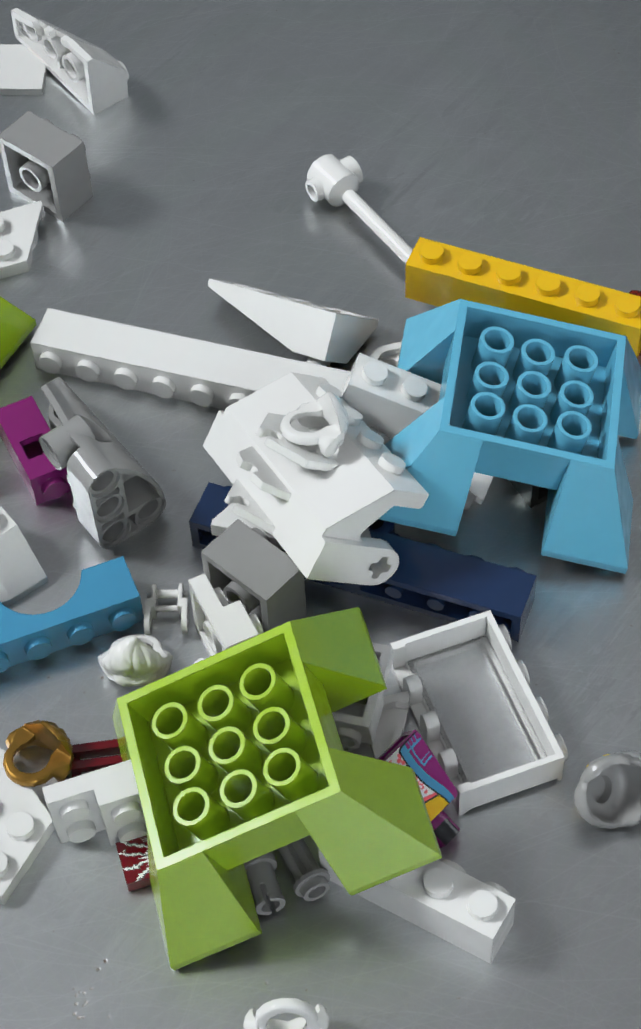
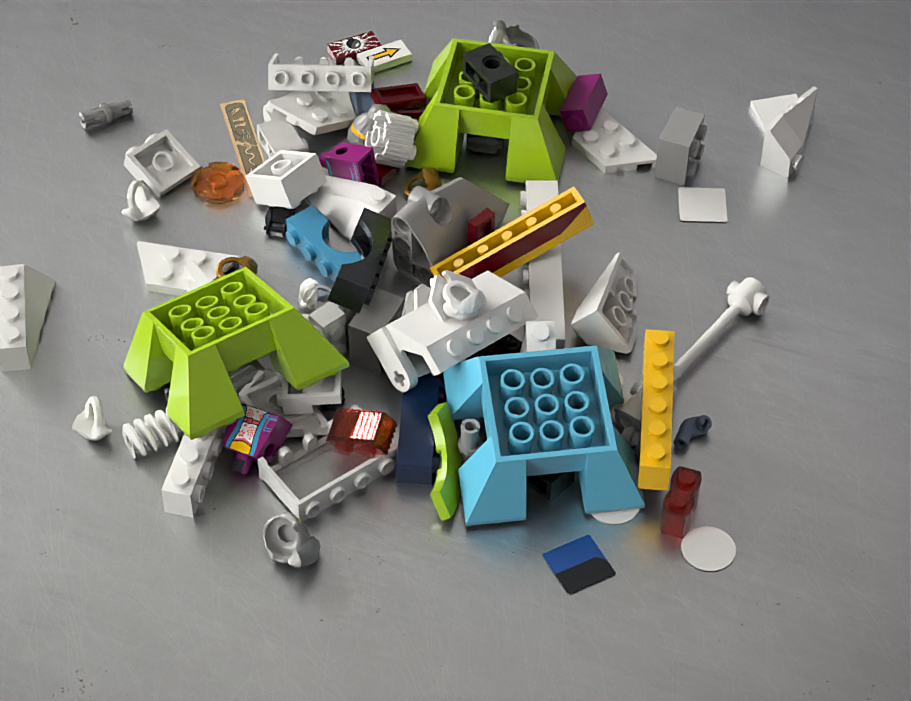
camera: 70 degrees right, 5 degrees down
(117, 413) = (481, 226): none -> dark red tile
(137, 187) = (702, 204): none -> white sticker
(173, 377) = (522, 238): none -> yellow brick
(206, 560) = (358, 280): none -> black arch
(342, 940) = (150, 432): none -> white piece
(460, 641) = (361, 432): none -> clear red brick
(509, 521) = (469, 440): none -> light grey pin
(531, 563) = (447, 485): none -> lime tile

